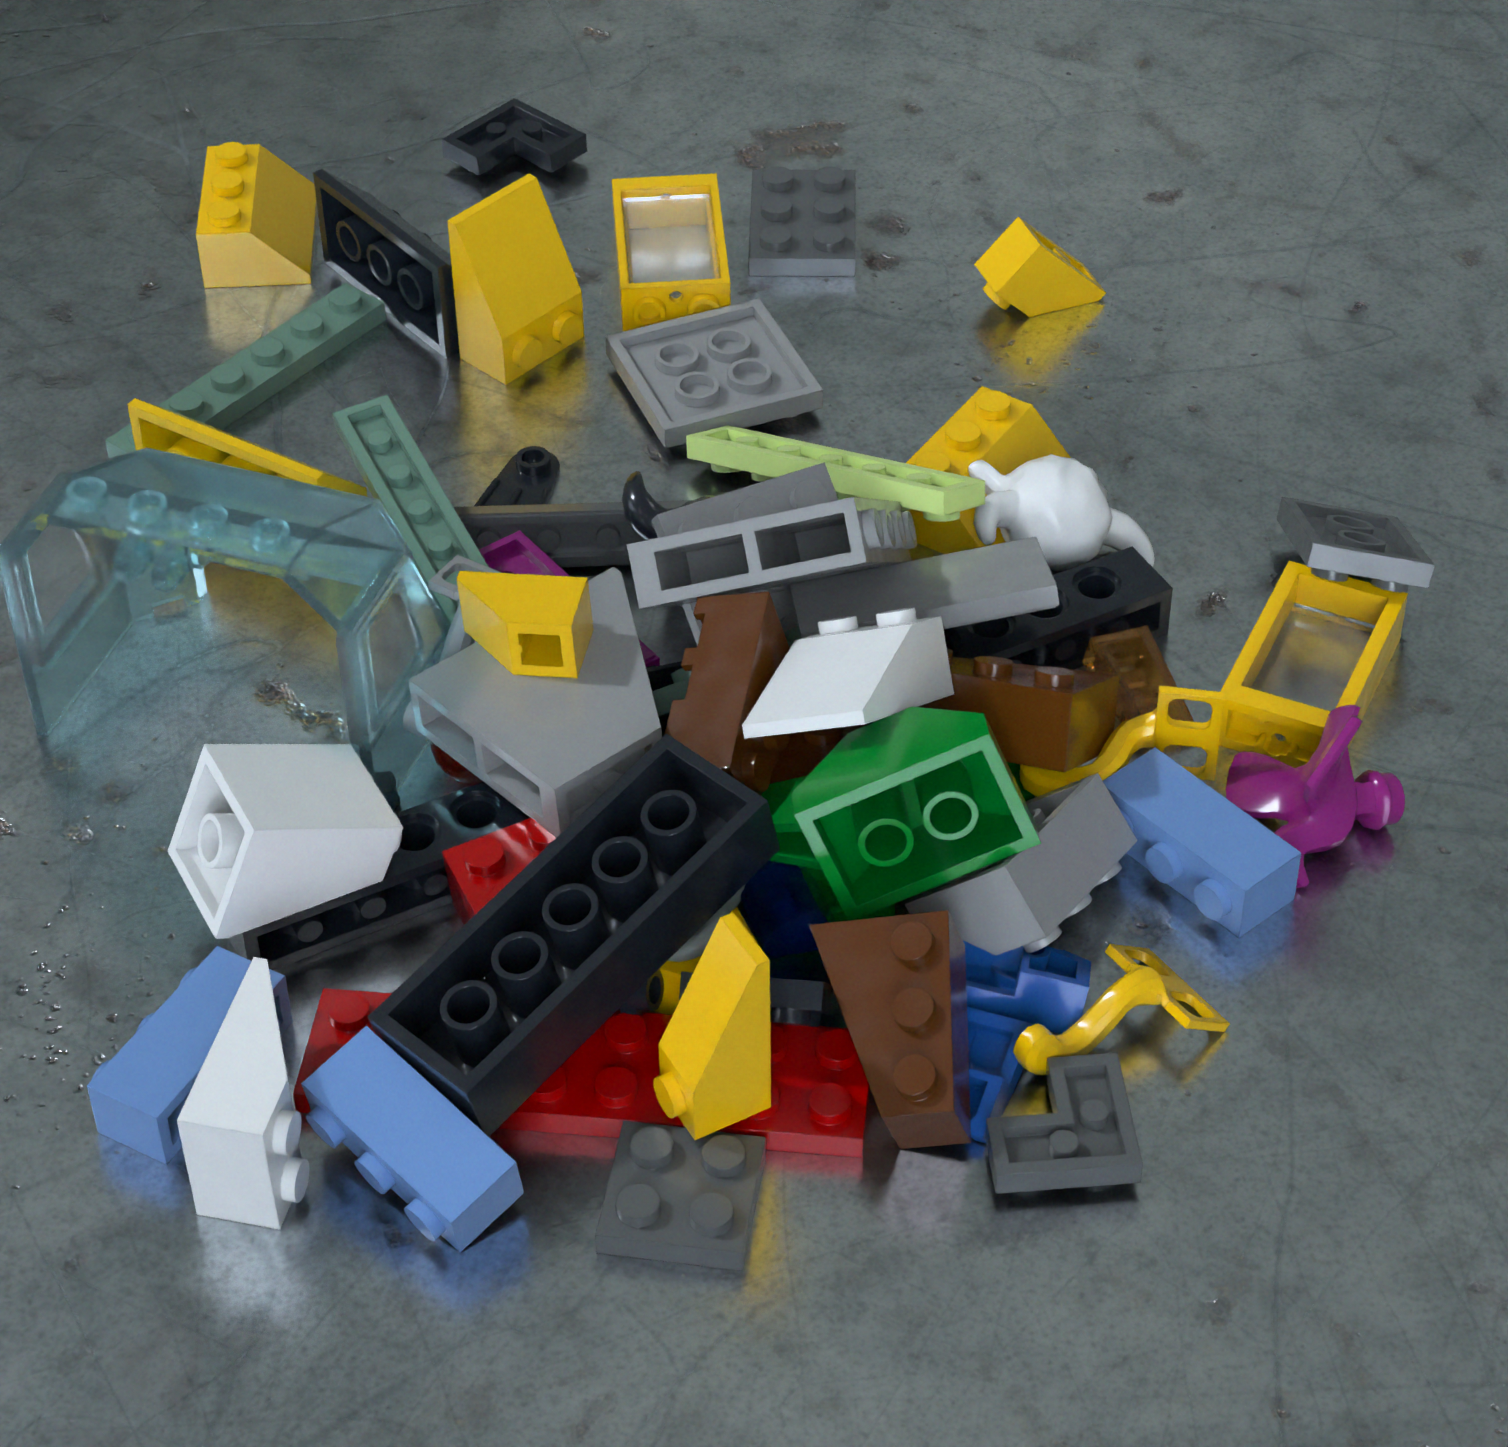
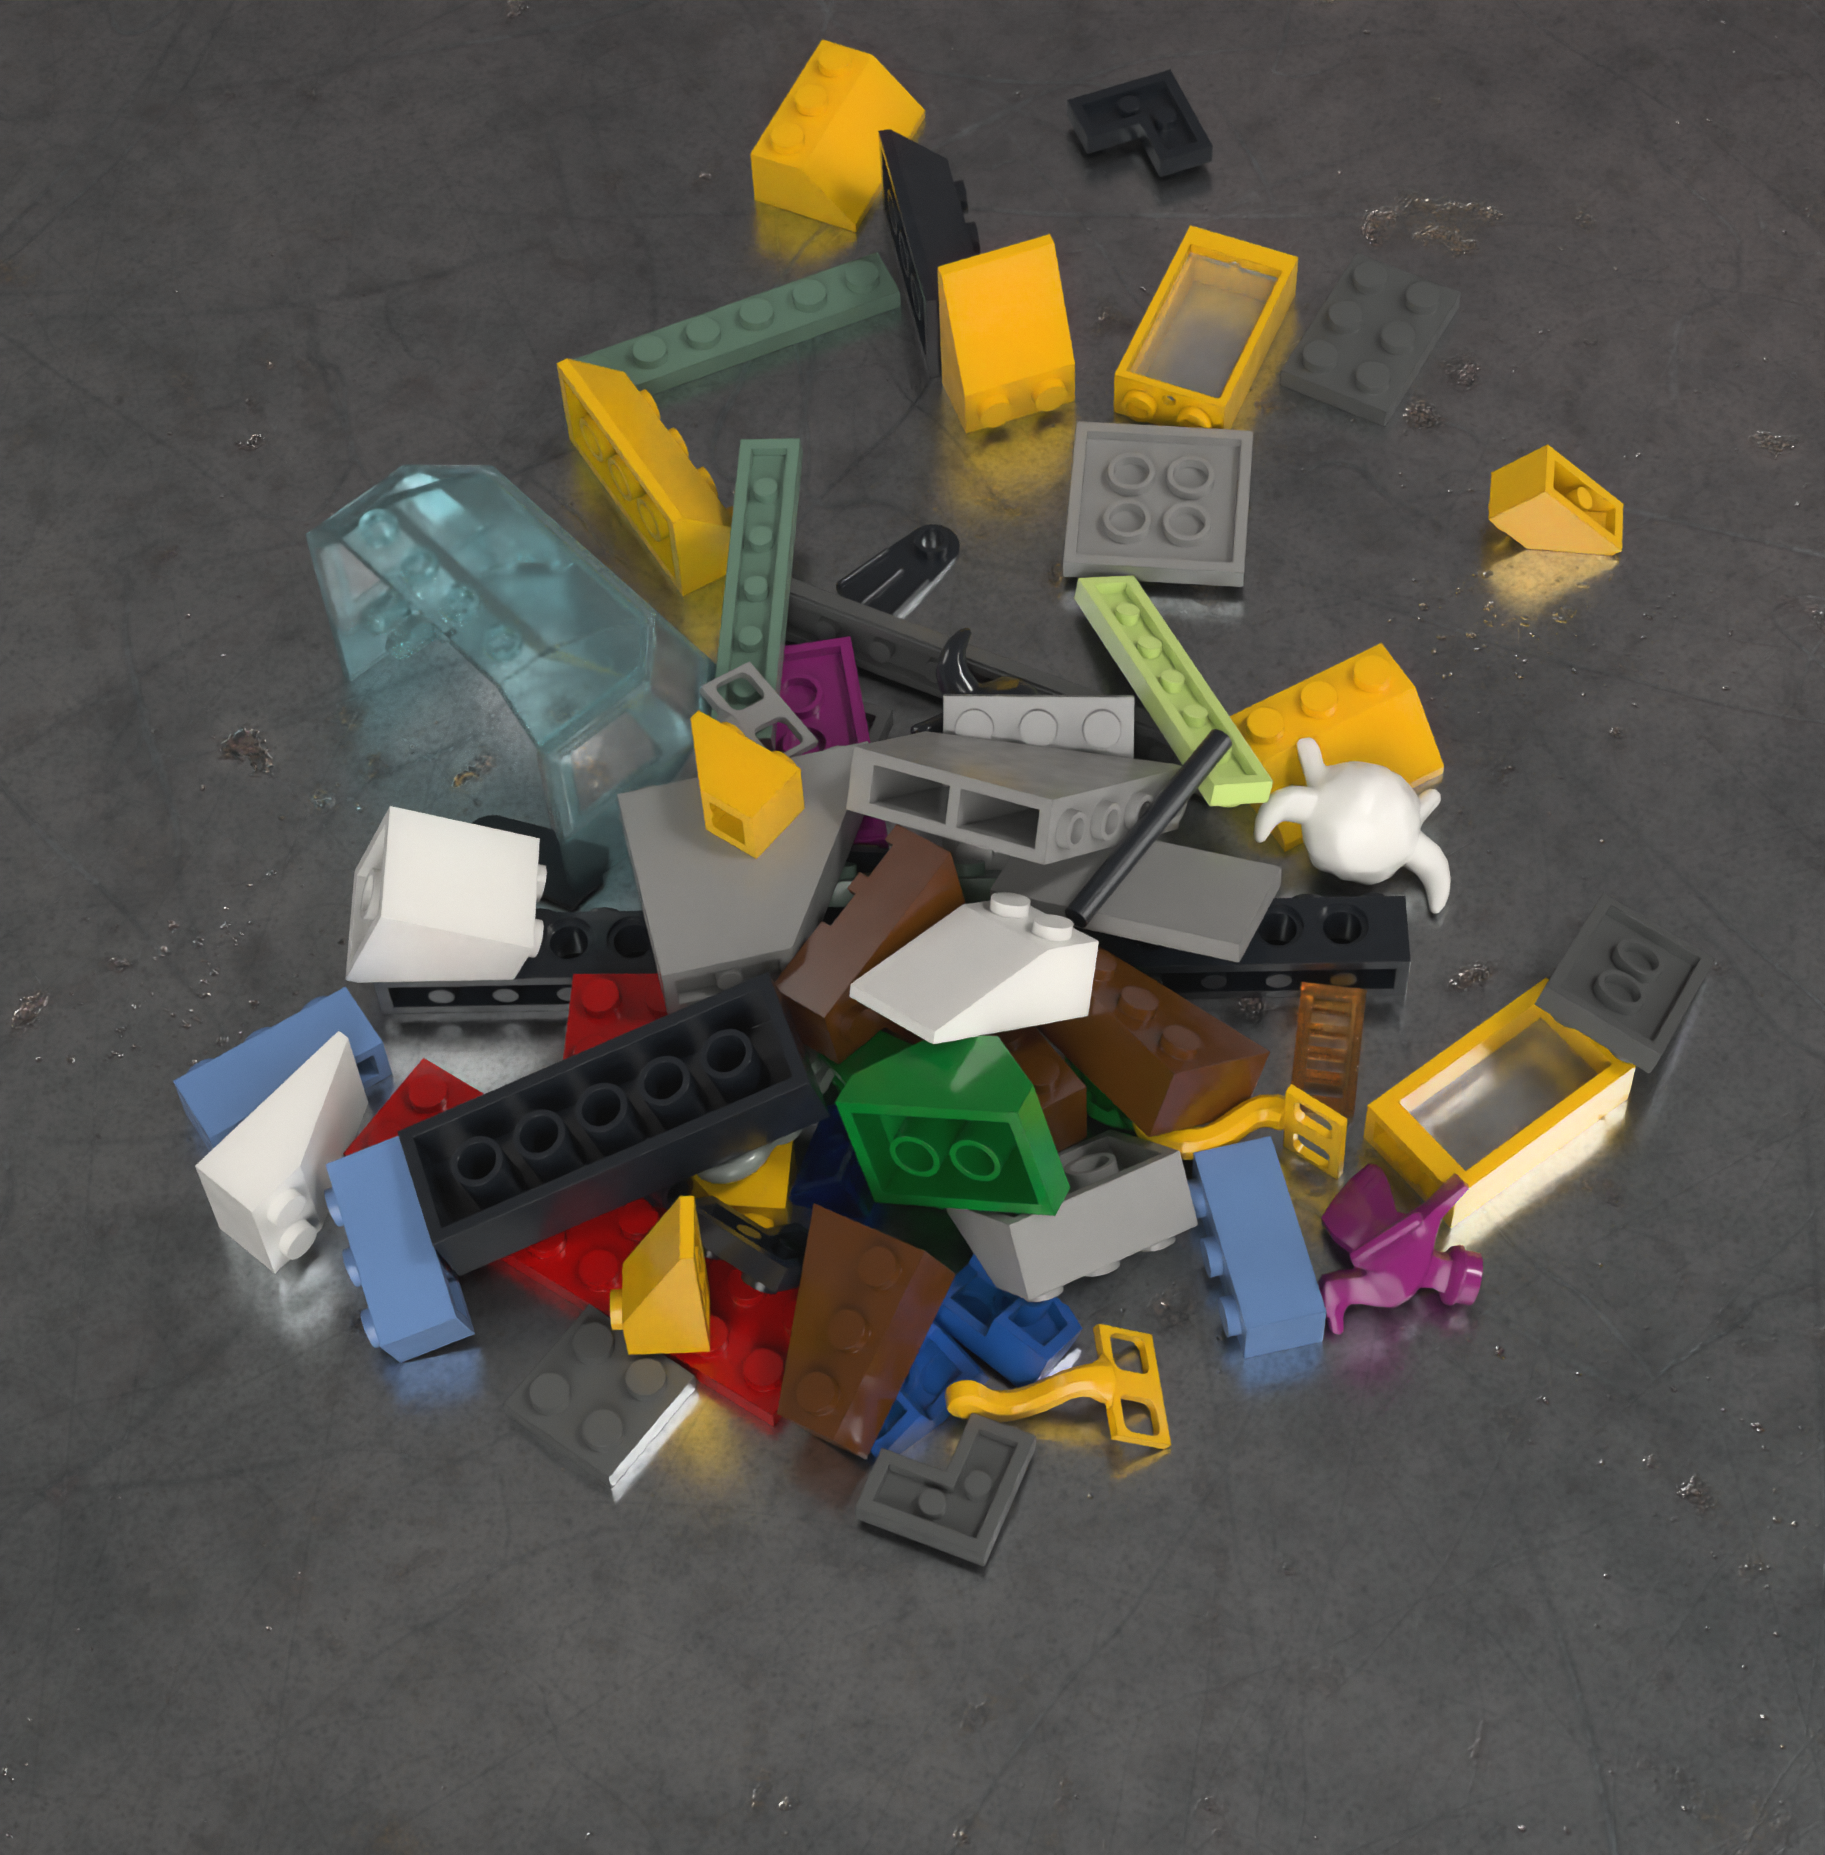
camera: 30 degrees right, 15 degrees up
(913, 530) = (1148, 828): none -> black bar

